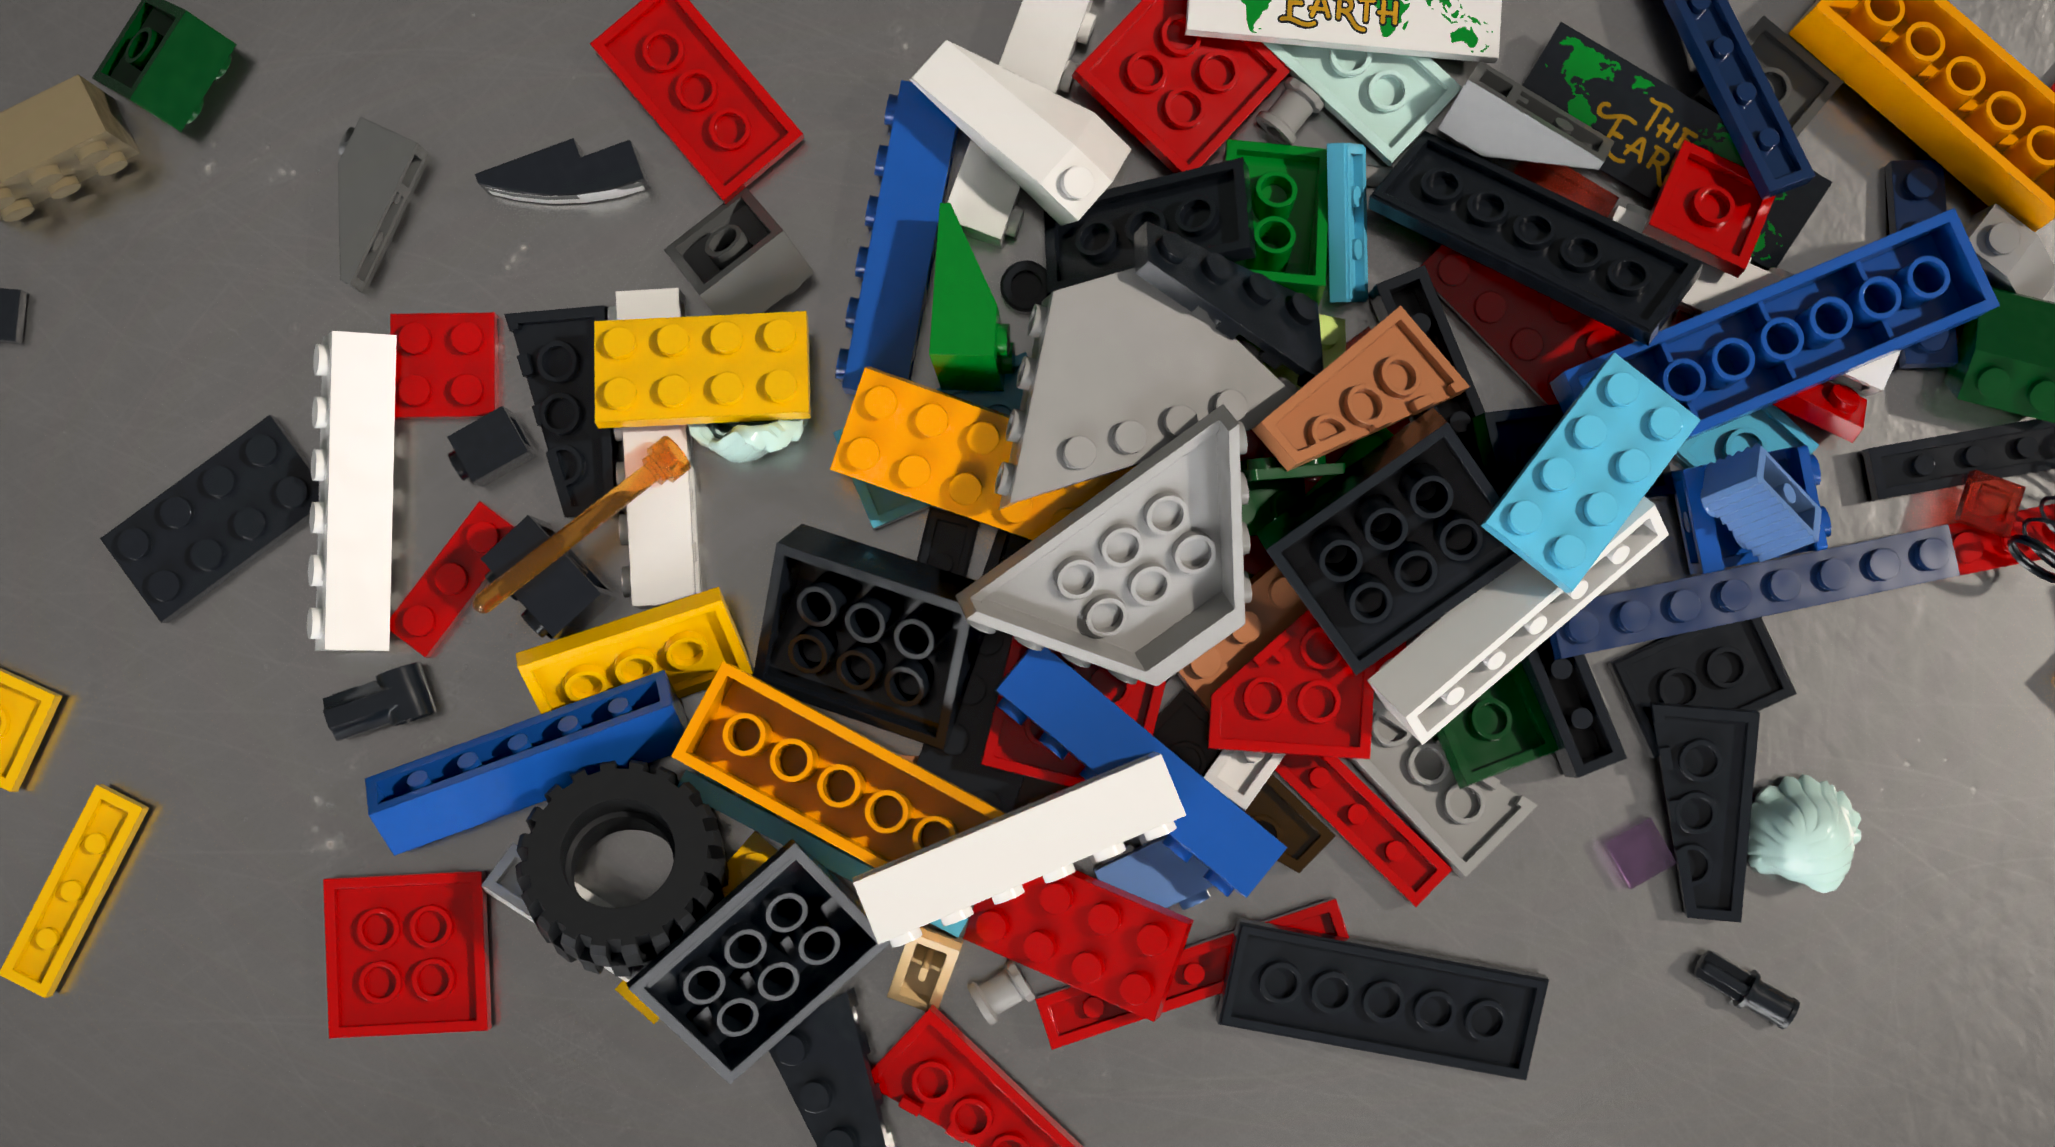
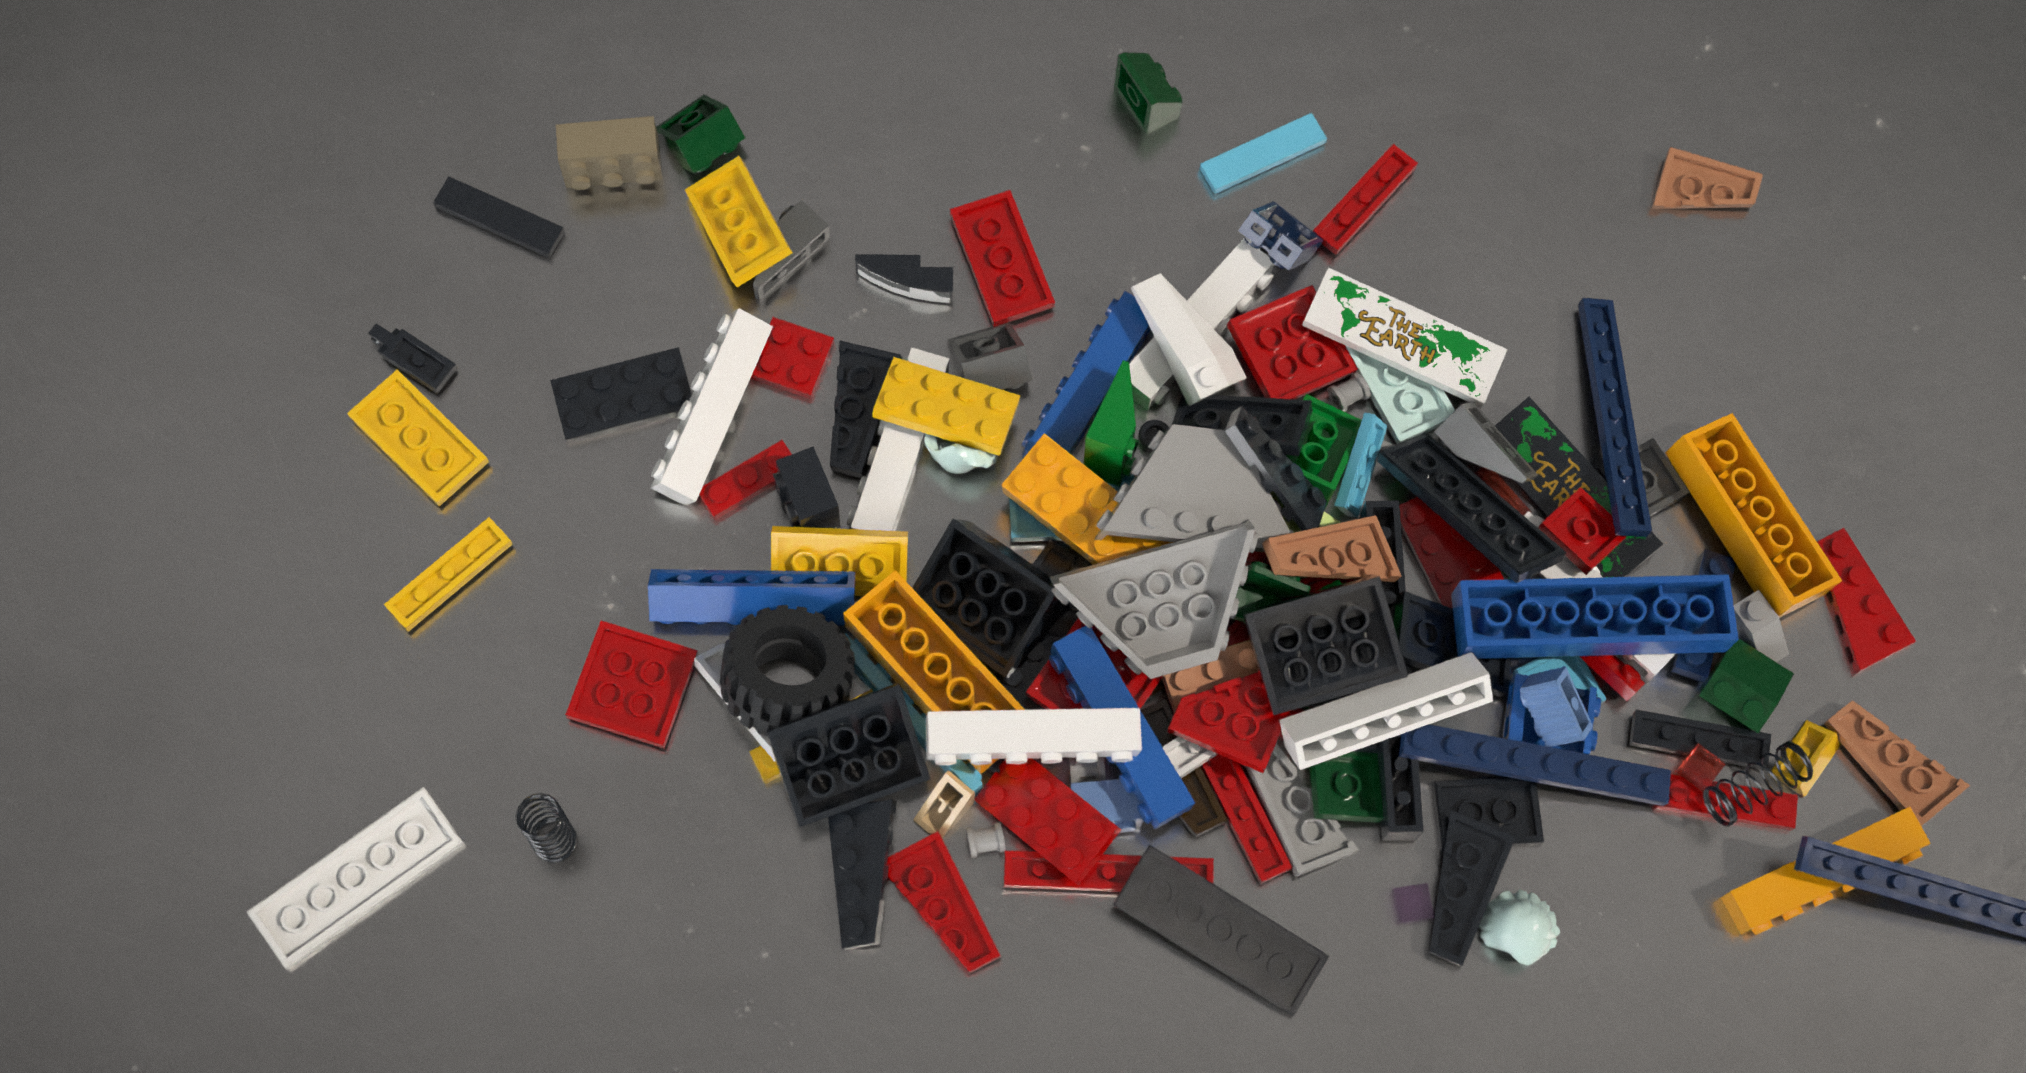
camera: 15 degrees right, 15 degrees down
(278, 187) = (738, 221): none -> yellow plate
(392, 699) = (686, 532): black piece -> none
(490, 447) = (801, 411): black brick -> none
(663, 463) = (903, 449): clear orange piece -> none
(1590, 473) = (1455, 640): medium azure plate -> none
(1747, 989) = (1452, 1011): black axle -> none

